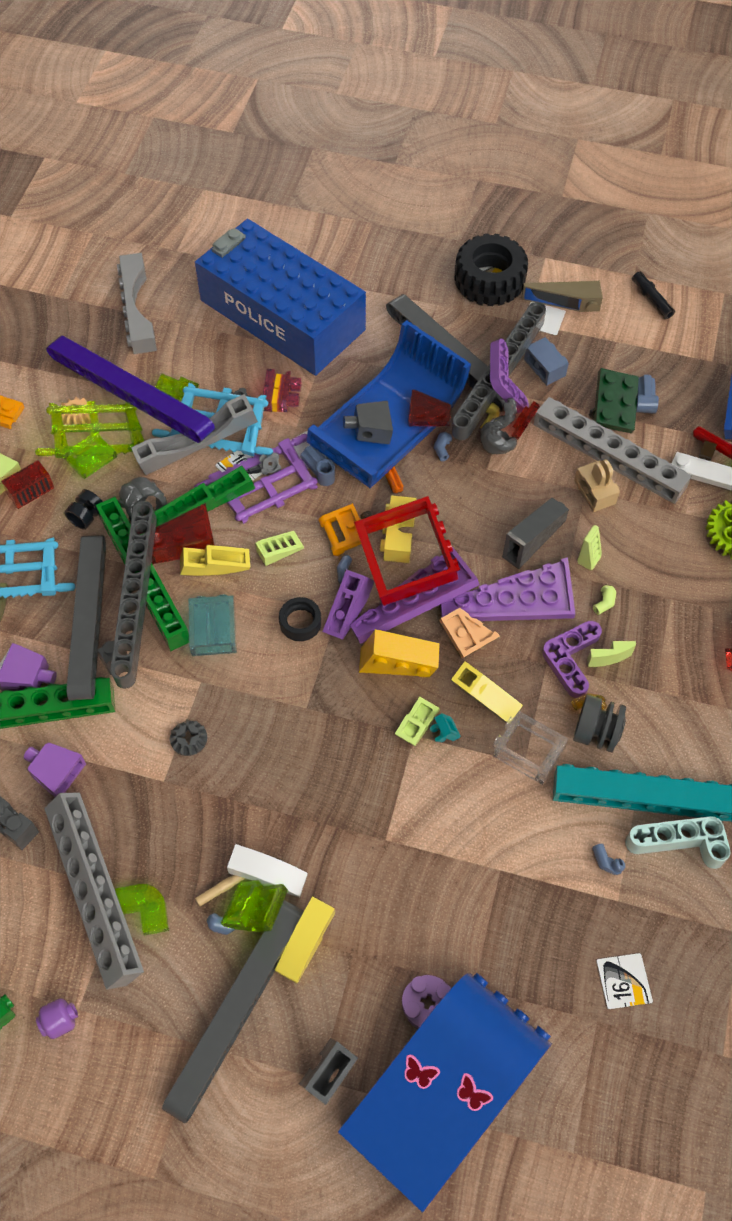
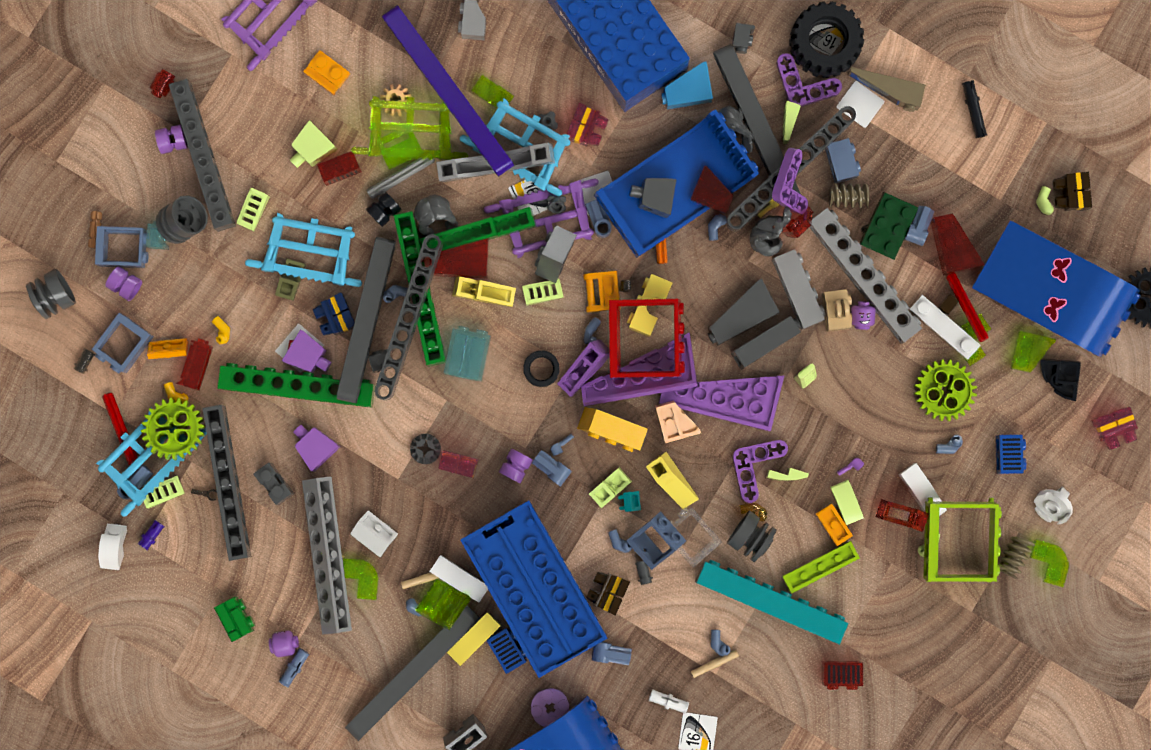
camera: 15 degrees right, 25 degrees up
(54, 623) = (337, 313): none -> dark blue hips
(77, 1048) = (294, 667): none -> sand blue pin
(98, 477) = (398, 177): none -> light grey axle
(112, 588) = (393, 292): none -> sand blue arm
(146, 849) = (373, 533): none -> white panel
(231, 736) = (458, 464): none -> clear pink hips
(280, 503) = (553, 255): none -> brick
(299, 728) = (515, 465): none -> medium lavender wheel
(342, 696) = (556, 448): none -> sand blue hand
(349, 718) = (555, 470): none -> sand blue piece
(351, 942) = (507, 650): none -> blue brick
(363, 845) = (534, 588): none -> blue piece
(373, 339) = (689, 89): none -> dark azure slope
(410, 286) = (742, 37): none -> dark grey brick
(448, 780) = (617, 543): none -> sand blue arm
(458, 838) = (606, 600): none -> dark brown hips
(476, 321) = (798, 89): none -> medium lavender beam
(476, 910) = (606, 653): none -> sand blue piece
(480, 338) = (790, 115): none -> yellowish green slope
(482, 774) = (641, 541): none -> sand blue window
(488, 803) = (644, 573): none -> dark grey pin
(503, 511) = (744, 314): none -> dark grey slope
(549, 476) = (798, 289): none -> light grey brick
(566, 383) = (849, 195): none -> dark tan piece
(574, 948) = (668, 701): none -> white pin
(608, 601) = (804, 424): yellowish green arm -> none
(612, 887) = (714, 663): none -> tan piece
(626, 482) = (863, 315): none -> medium lavender head
(676, 840) = (775, 643): light aqua beam -> none
(681, 624) = (856, 463): none -> medium lavender hand
(684, 692) = (834, 524): none -> light orange plate
(688, 402) = (953, 246): none -> clear red wedge
(689, 664) = (847, 502): none -> yellowish green slope
(689, 740) = (820, 567): none -> lime plate

